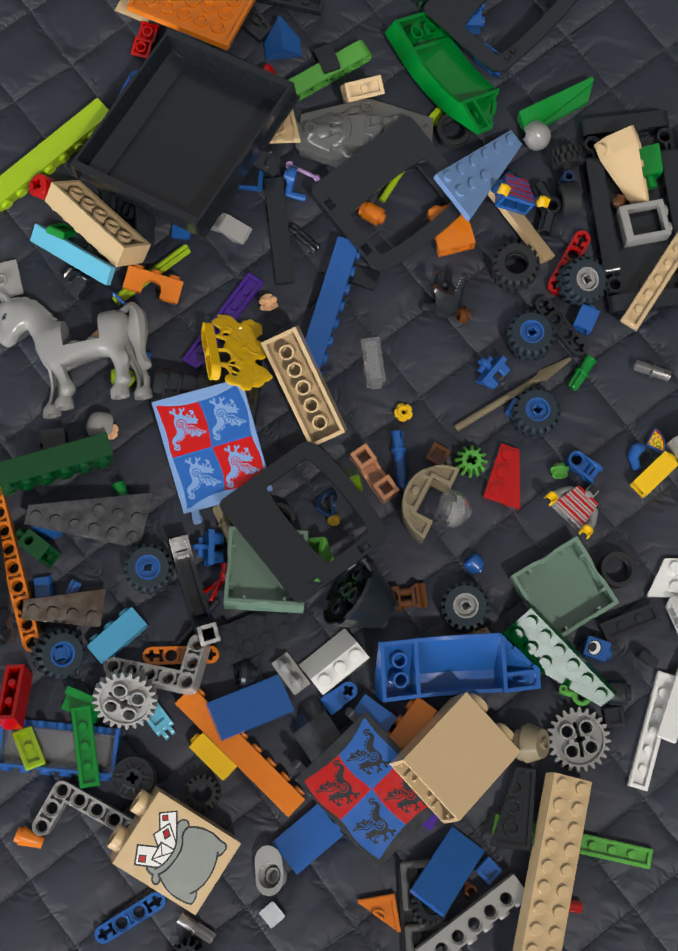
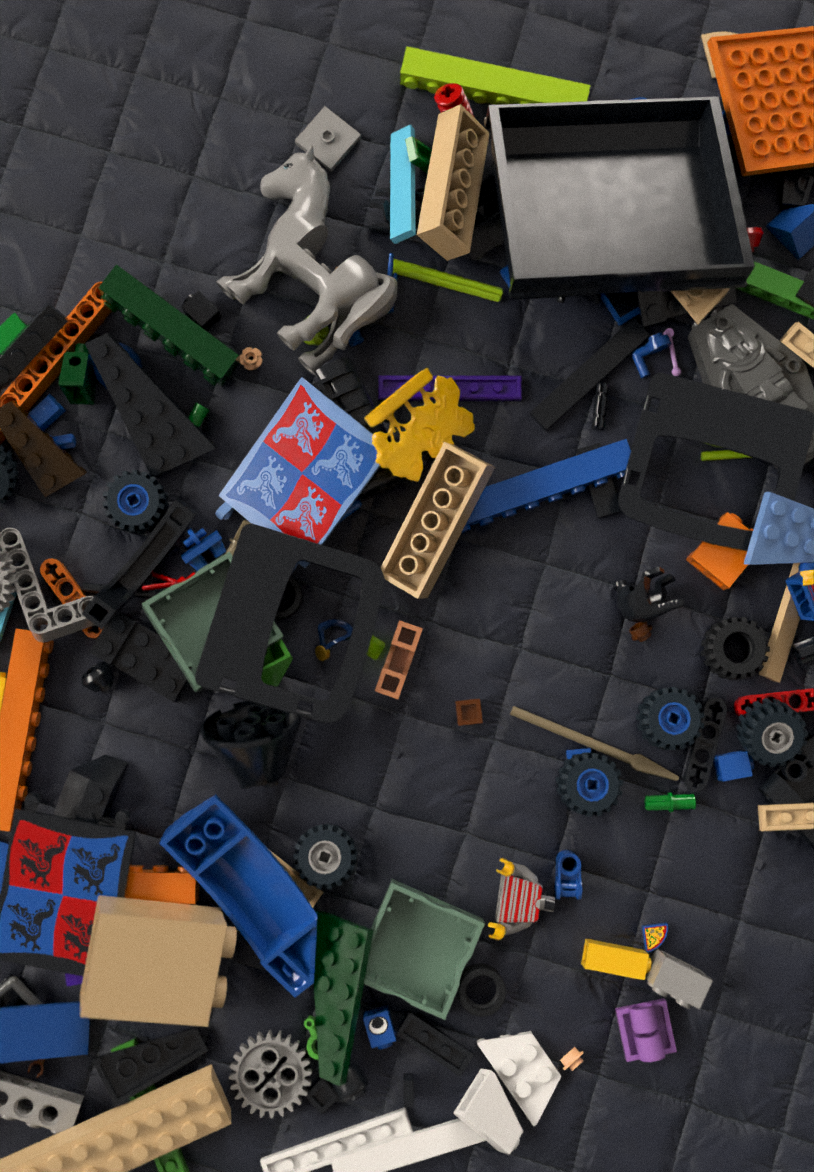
camera: 55 degrees right, 5 degrees up
(99, 423) = (248, 343): light grey hair -> none
(117, 635) = (47, 520): dark azure brick -> none
(145, 40) = (697, 86): red slope -> none
(169, 286) = (426, 267): orange arch -> none
(232, 228) = (553, 323): light grey slope -> none
(249, 707) = (64, 707): blue tile -> none
(268, 302) = (503, 419): light nougat plate -> none
(290, 673) = (132, 723): light grey tile -> none
(334, 661) = (172, 759): white slope -> none
(336, 699) = (138, 790): blue piece -> none
(372, 213) = (680, 456): orange brick -> none
(373, 362) = (518, 573): clear brick -> none
(378, 713) = (149, 831): blue brick -> none
(398, 412) = (482, 644): yellow plate -> none
(399, 459) = (433, 676): blue pin -> none
(418, 593) = (305, 797): reddish brown piece -> none
(439, 477) = (402, 720): dark tan cylinder -> none
(453, 509) = (422, 770): clear cylinder -> none
(473, 455) = (494, 748): bright green gear -> none
(474, 563) = (380, 832): blue piece -> none
(488, 870) = (72, 1072): blue tile -> none
(490, 367) = (601, 700): blue hips -> none
(505, 478) = (495, 800): red wing -> none
(532, 742) = (229, 1028): dark tan cone -> none
(559, 471) = (545, 853): bright green plate -> none
(634, 454) = (622, 921): blue arm -> none
(652, 370) = (729, 877): flat silver axle -> none

